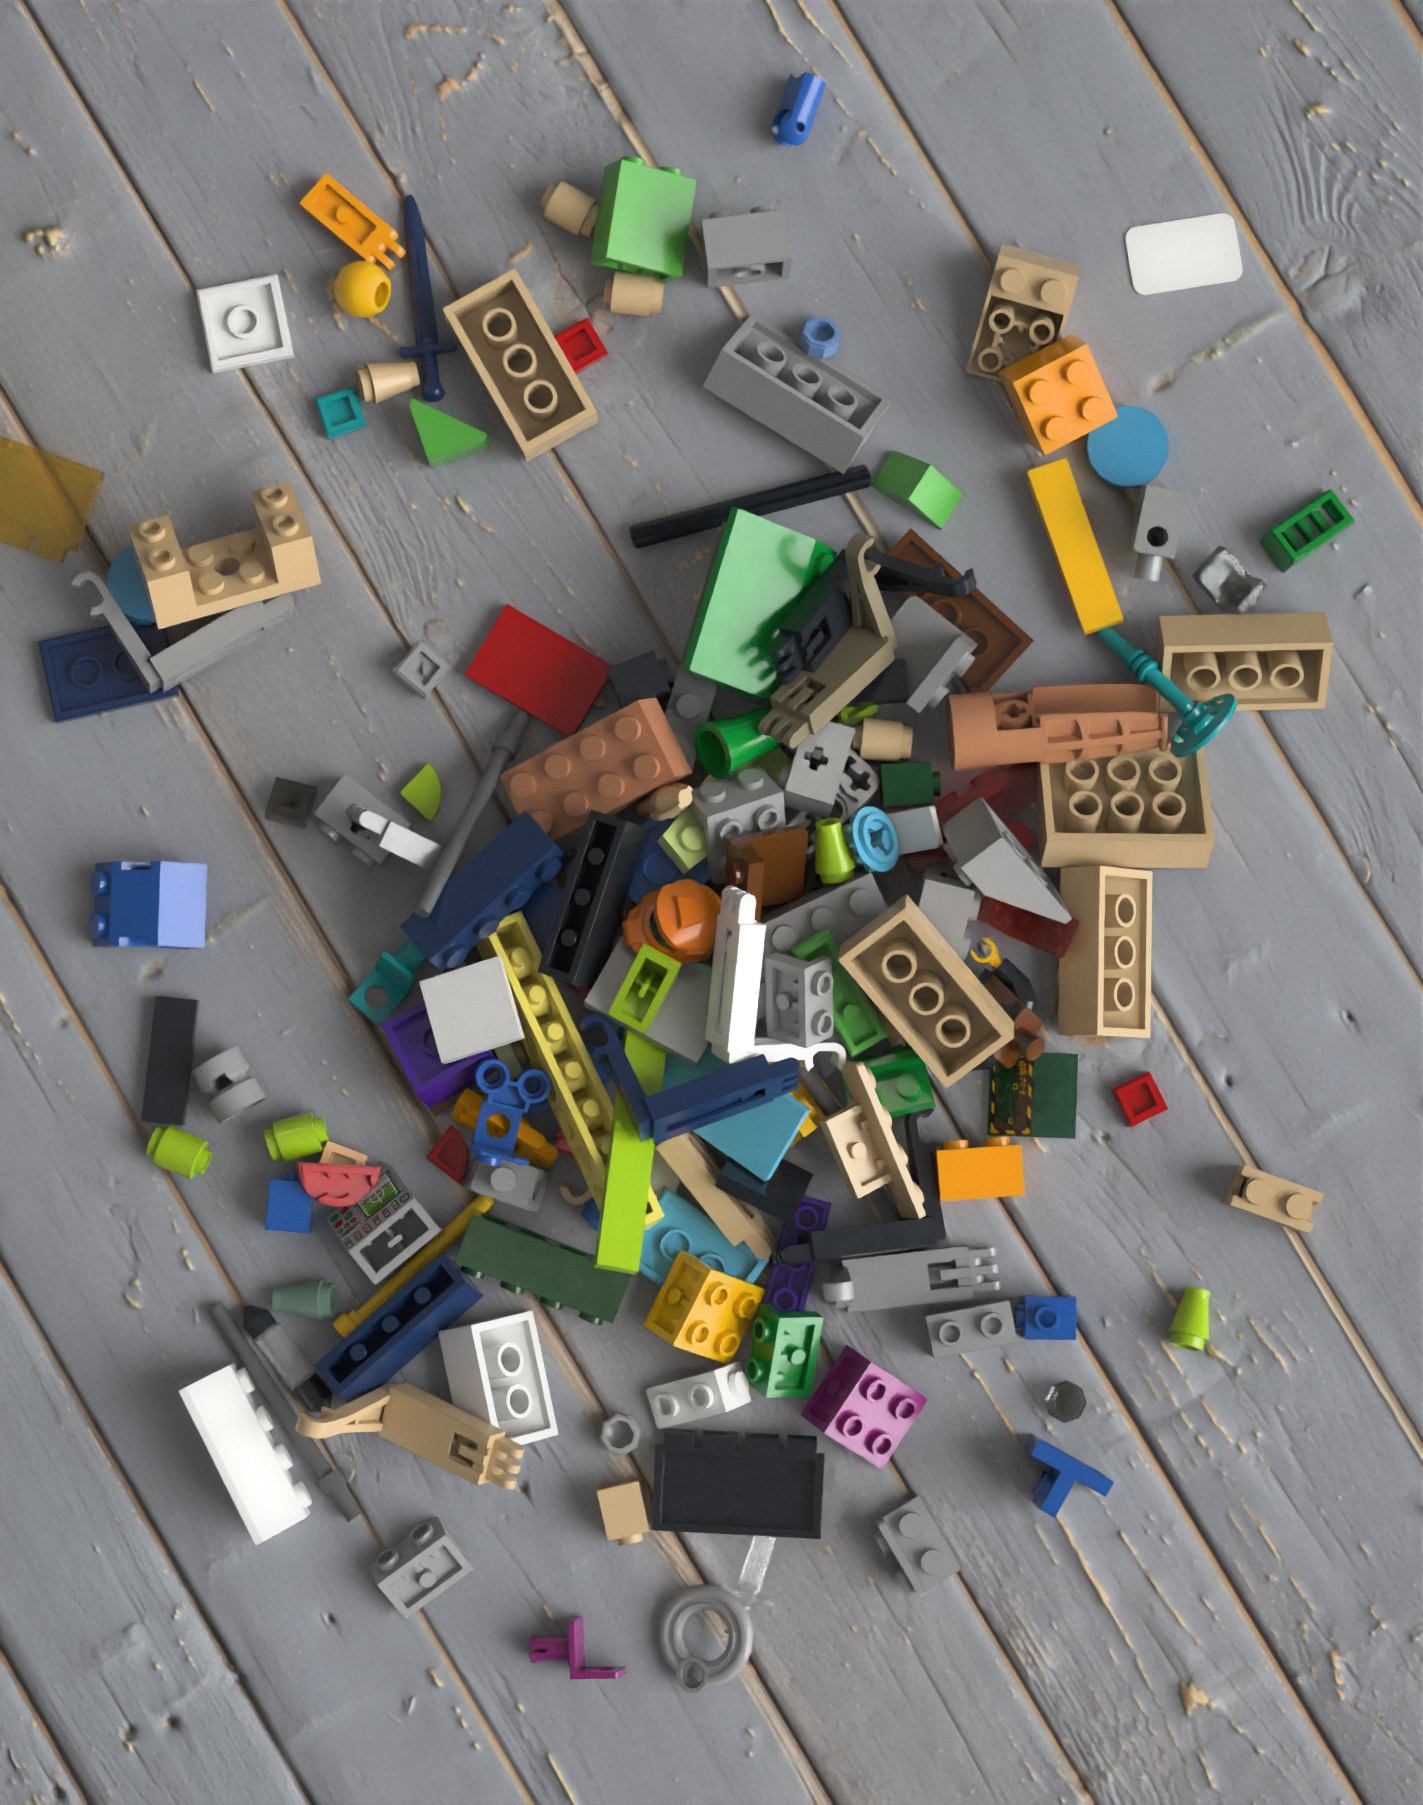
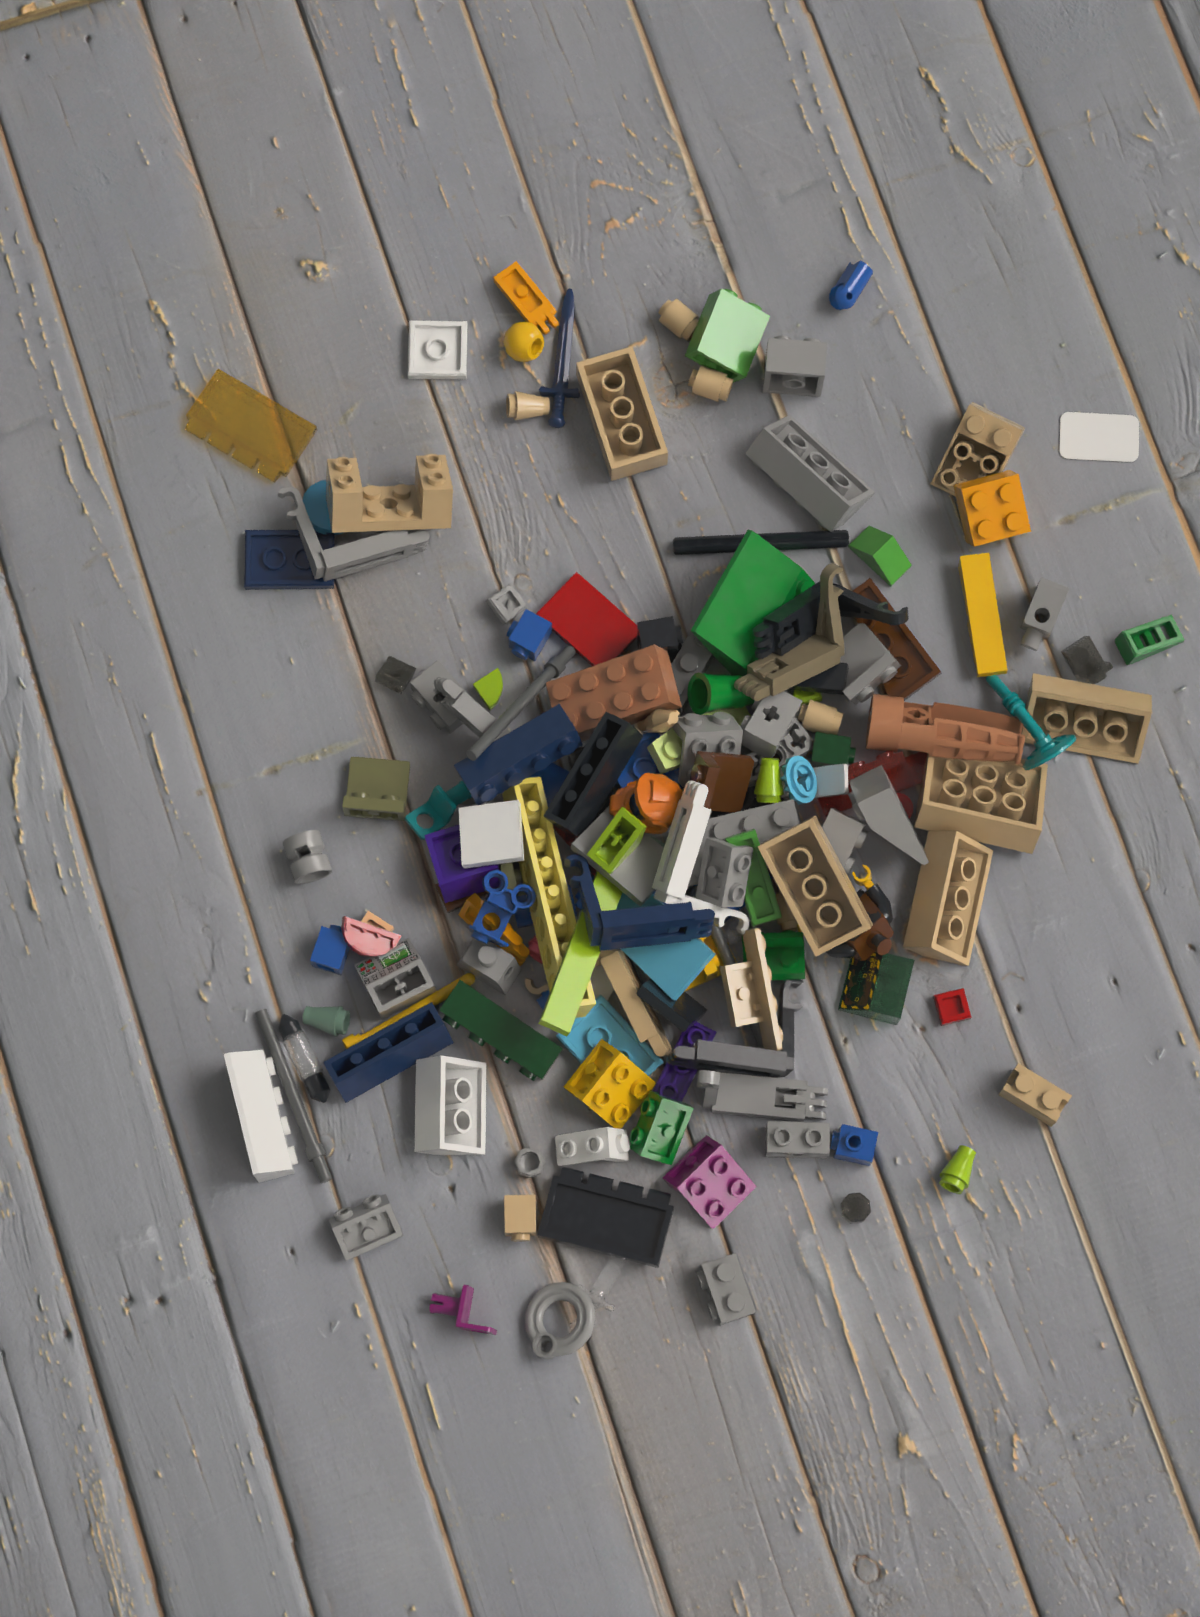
camera: 15 degrees right, 10 degrees down
(149, 905) = (280, 721): blue piece -> none
(170, 1060) = (269, 834): black tile -> none
(179, 1151) = (261, 896): lime brick -> none
(296, 1137) = (347, 903): lime brick -> none
(301, 967) = (377, 788): none -> olive bracket
(341, 413) = (490, 422): teal tile -> none
(426, 1428) = (391, 1124): tan hinge -> none
(444, 436) = (559, 451): bright green slope -> none
(450, 1154) = (452, 941): red tile -> none
(460, 709) = (528, 635): none -> blue brick
(581, 345) = (667, 411): red tile -> none
(819, 337) = (833, 439): medium blue tile -> none
(979, 1171) = (827, 1030): light orange brick -> none
(1027, 926) = (895, 863): clear red bracket -> none
(1054, 1486) = (843, 1251): blue bracket -> none
(1128, 448) = (1033, 557): dark azure tile -> none

